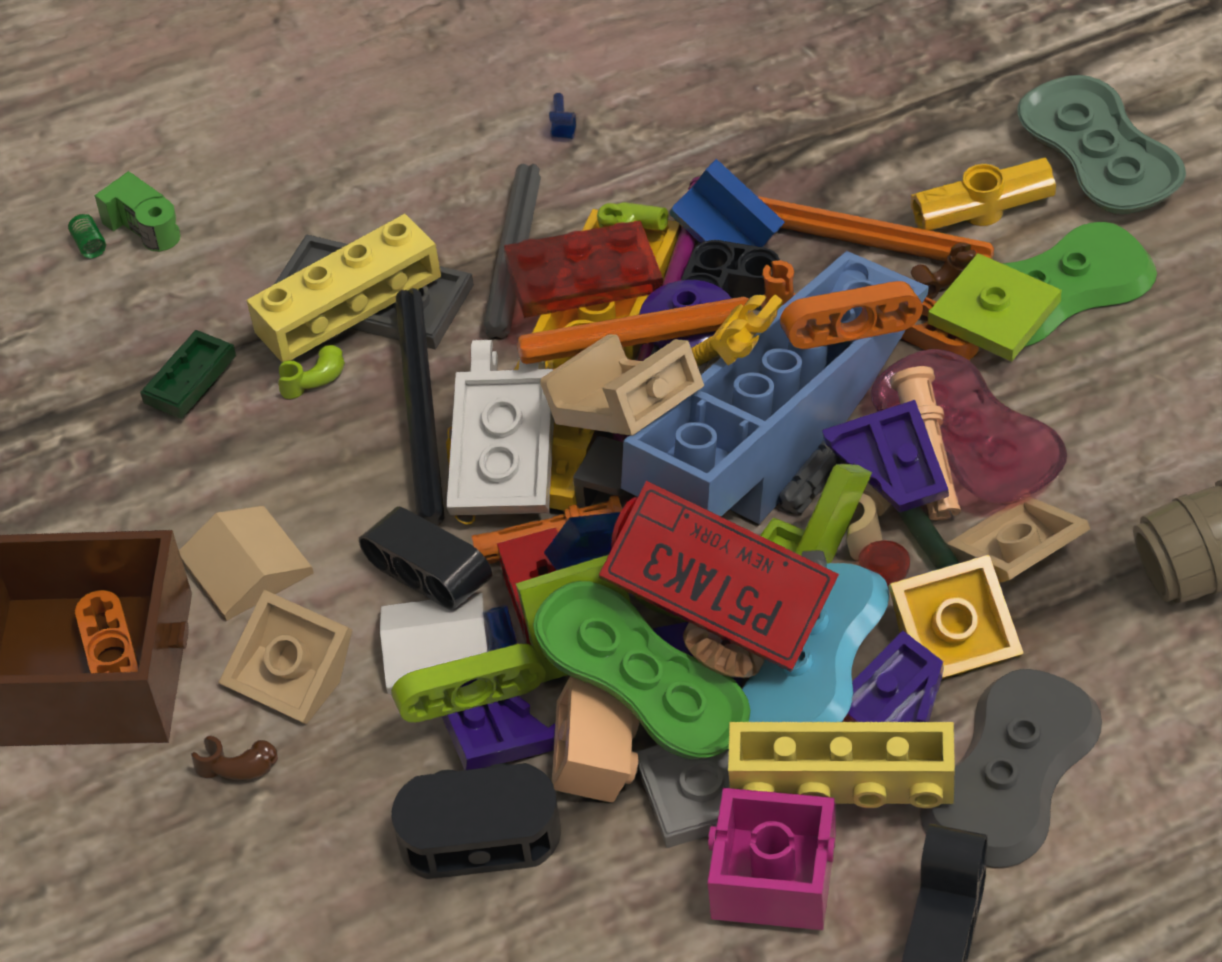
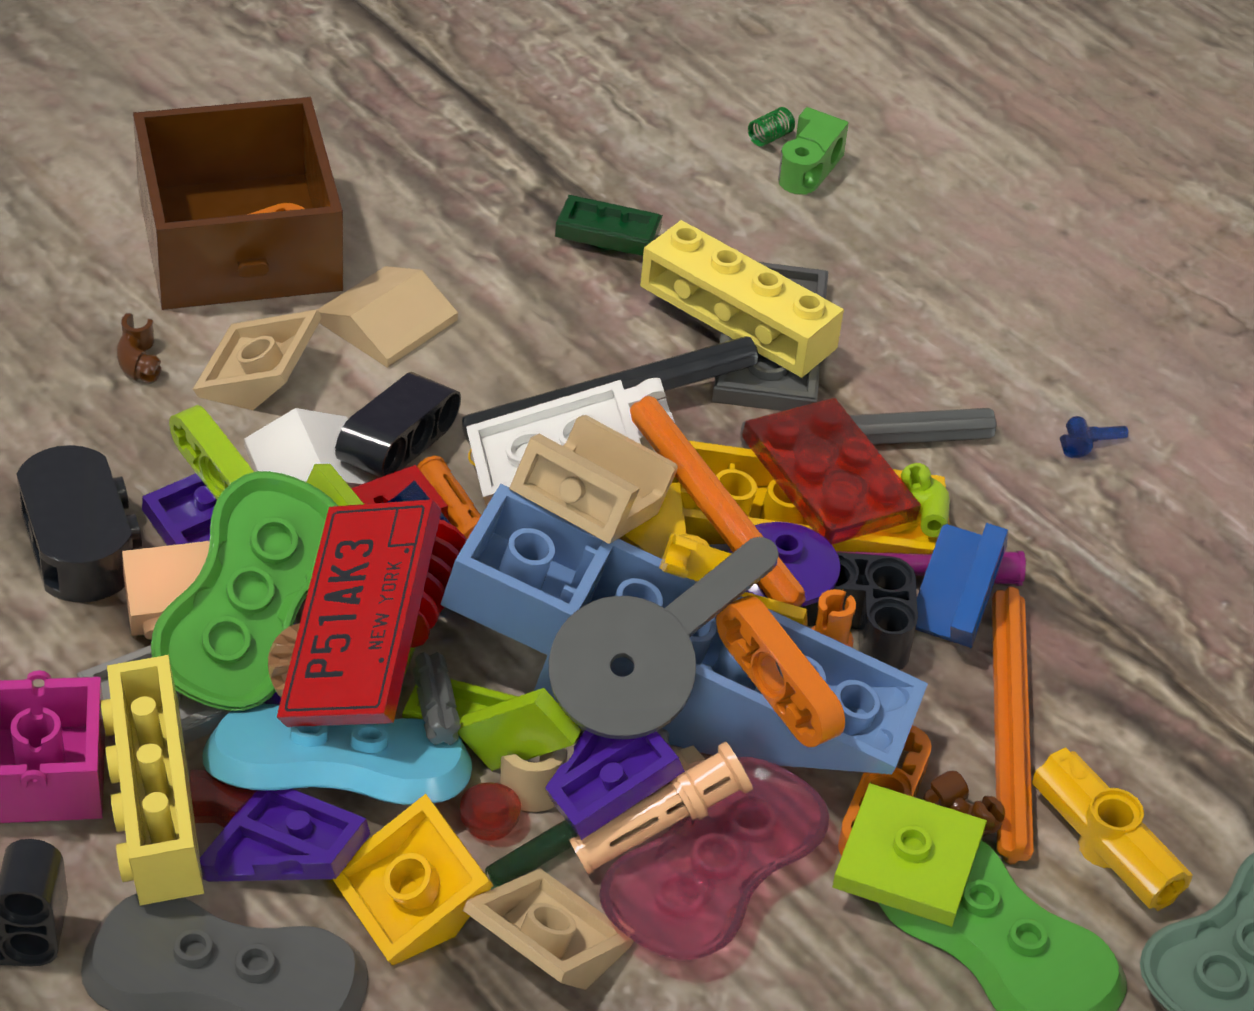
camera: 65 degrees right, 5 degrees down
(327, 368) = (645, 321): lime arm -> none
(814, 380) = (655, 643): none -> dark grey piece

